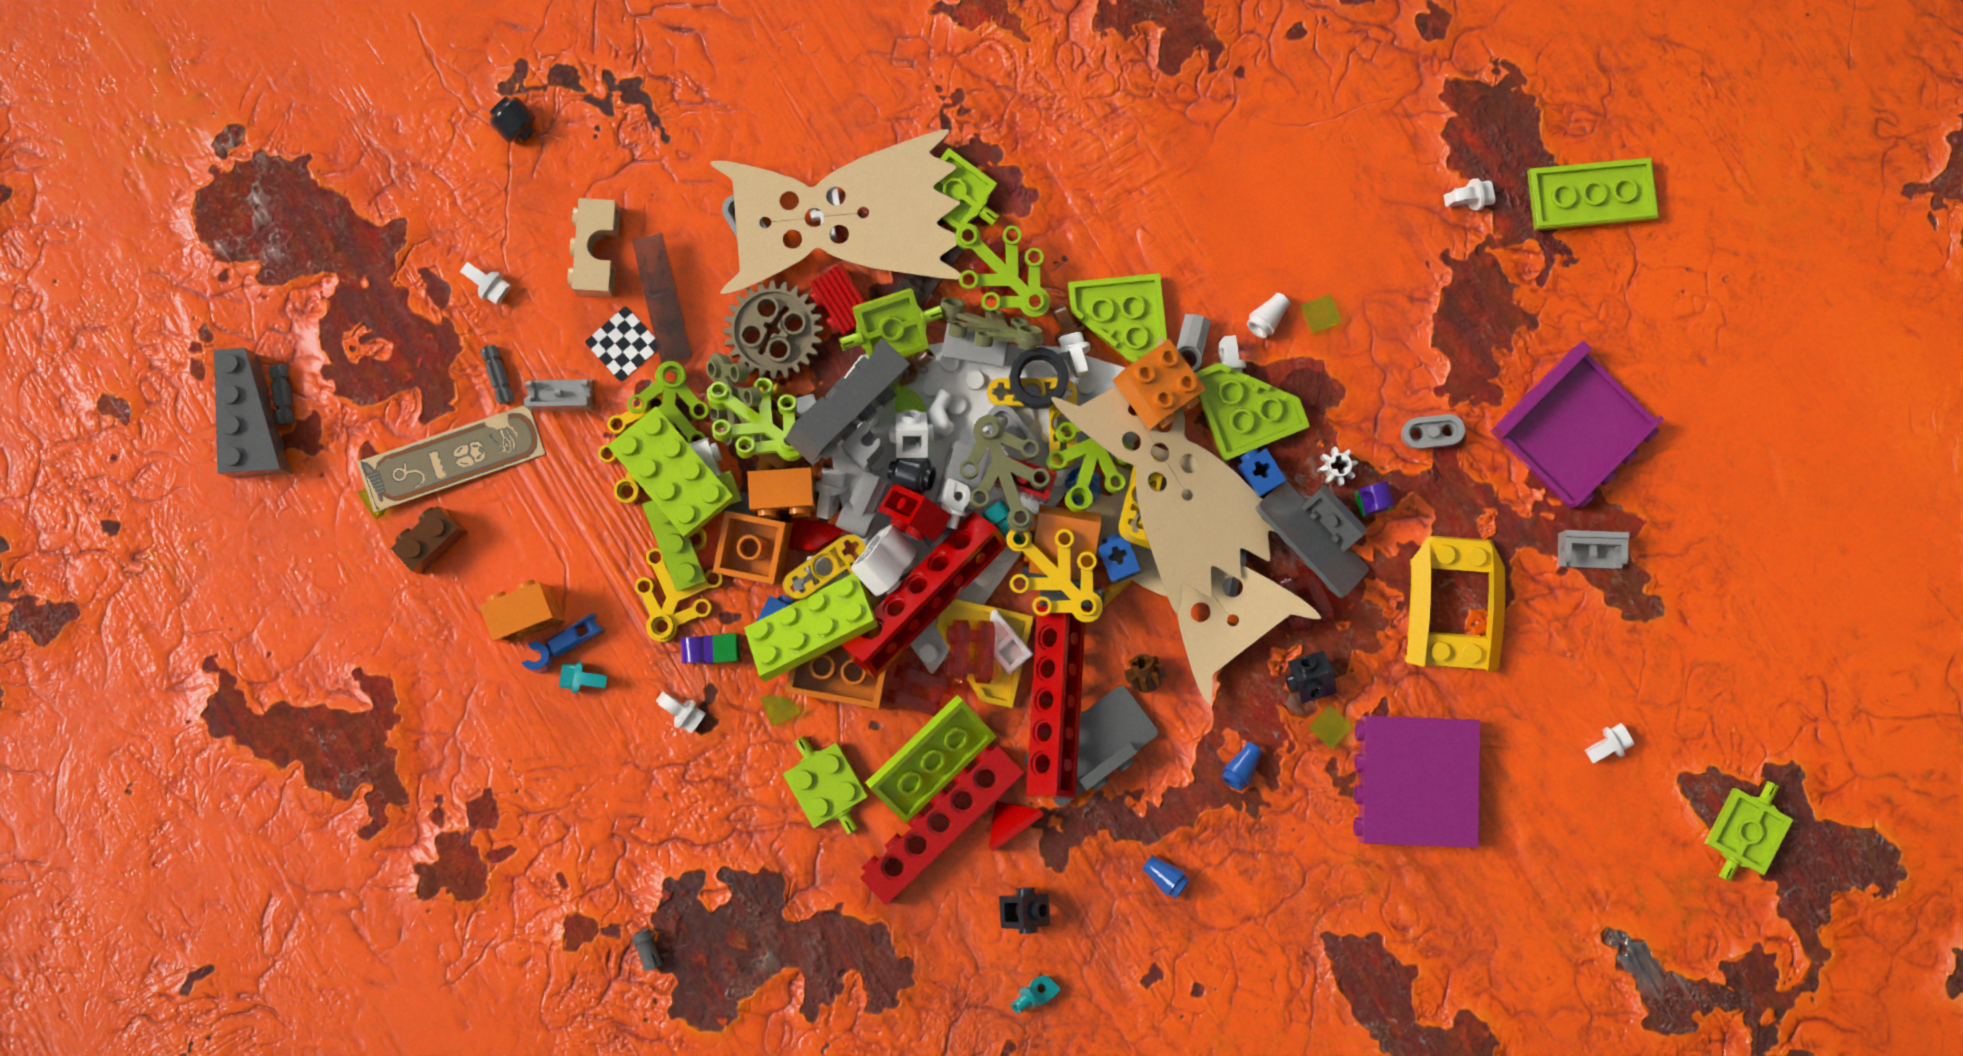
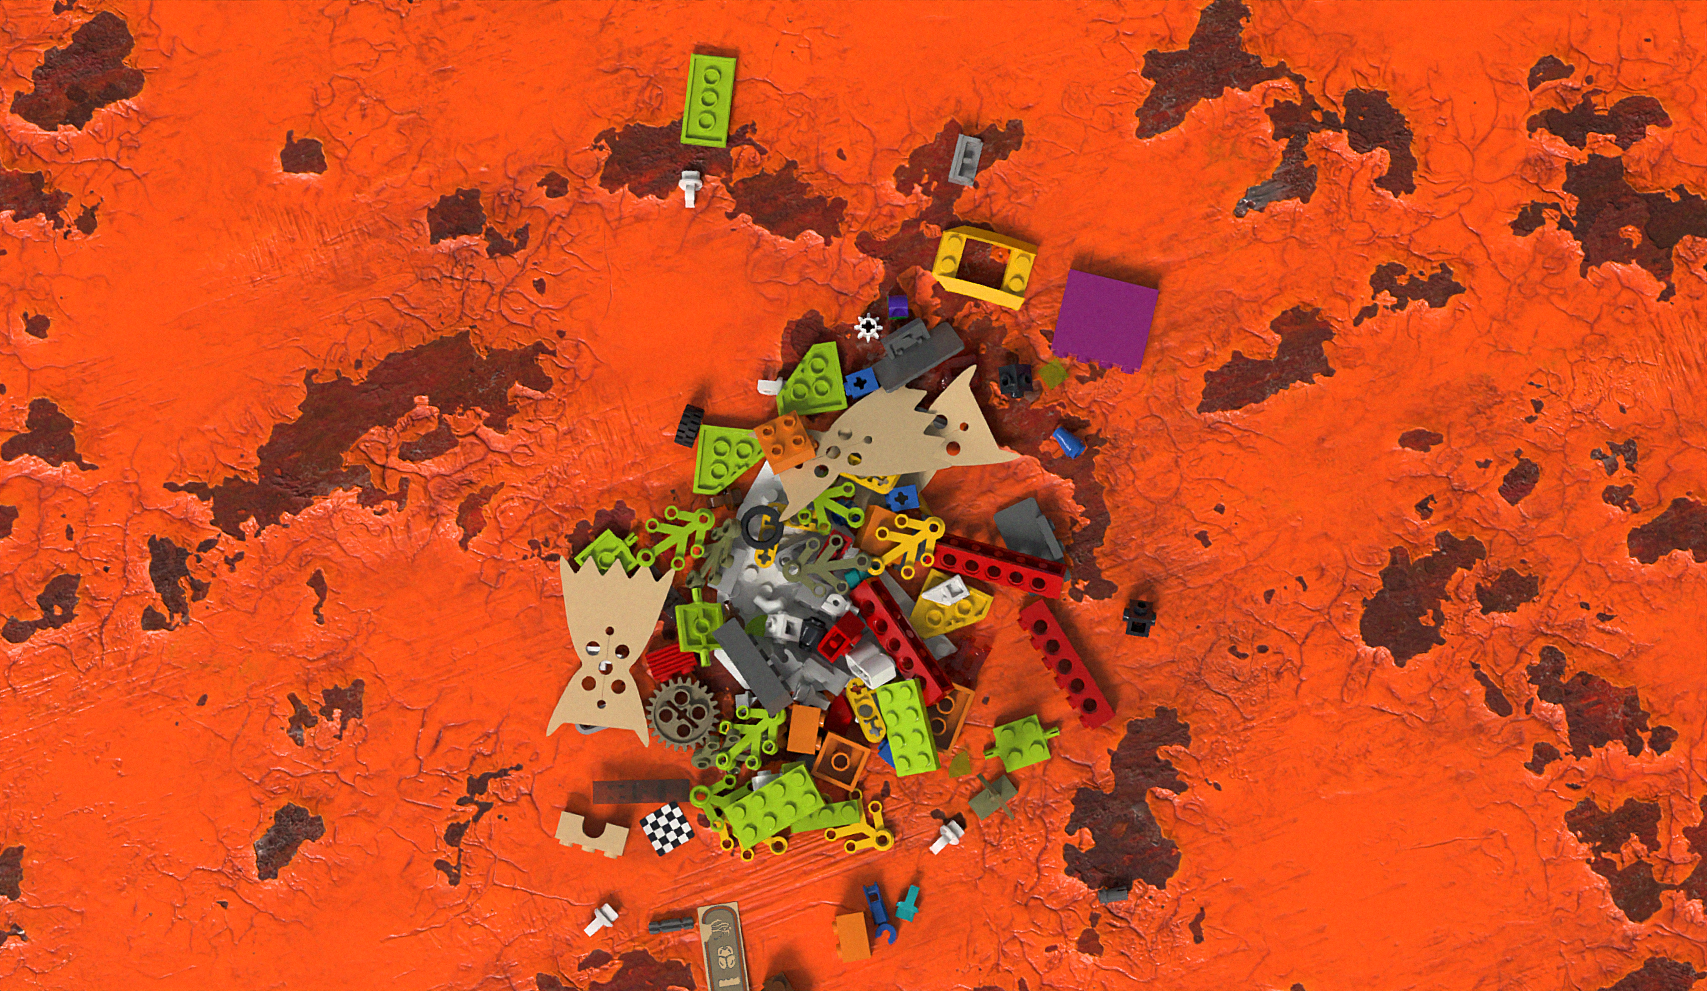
camera: 75 degrees left, 0 degrees up
(512, 119) = (482, 877): black head -> none
(559, 395) = (696, 881): light grey hinge -> none
(711, 649) = (906, 806): leg -> none
(744, 760) = (993, 797): none -> olive piece
(931, 759) = (1018, 662): lime plate -> none
(958, 664) = (954, 627): clear red brick -> none
(1009, 821) = (1074, 615): red slope -> none
(1031, 997) = (1200, 627): teal piece -> none
(1074, 348) = (742, 498): white piece -> none
(1144, 673) = (988, 497): reddish brown gear -> none
(1154, 257) = (689, 426): none -> black tyre
(1166, 876) = (1135, 513): blue cone -> none
(1193, 338) = (753, 410): light grey piece -> none
(1267, 317) = (749, 354): white cone -> none
(1320, 314) = (754, 314): clear neon green tile -> none
(1431, 431) = (857, 255): light grey plate -> none
(1576, 428) = (875, 152): magenta panel -> none
(1616, 740) = (1104, 175): white piece -> none
(1748, 831) = (1185, 99): lime plate -> none

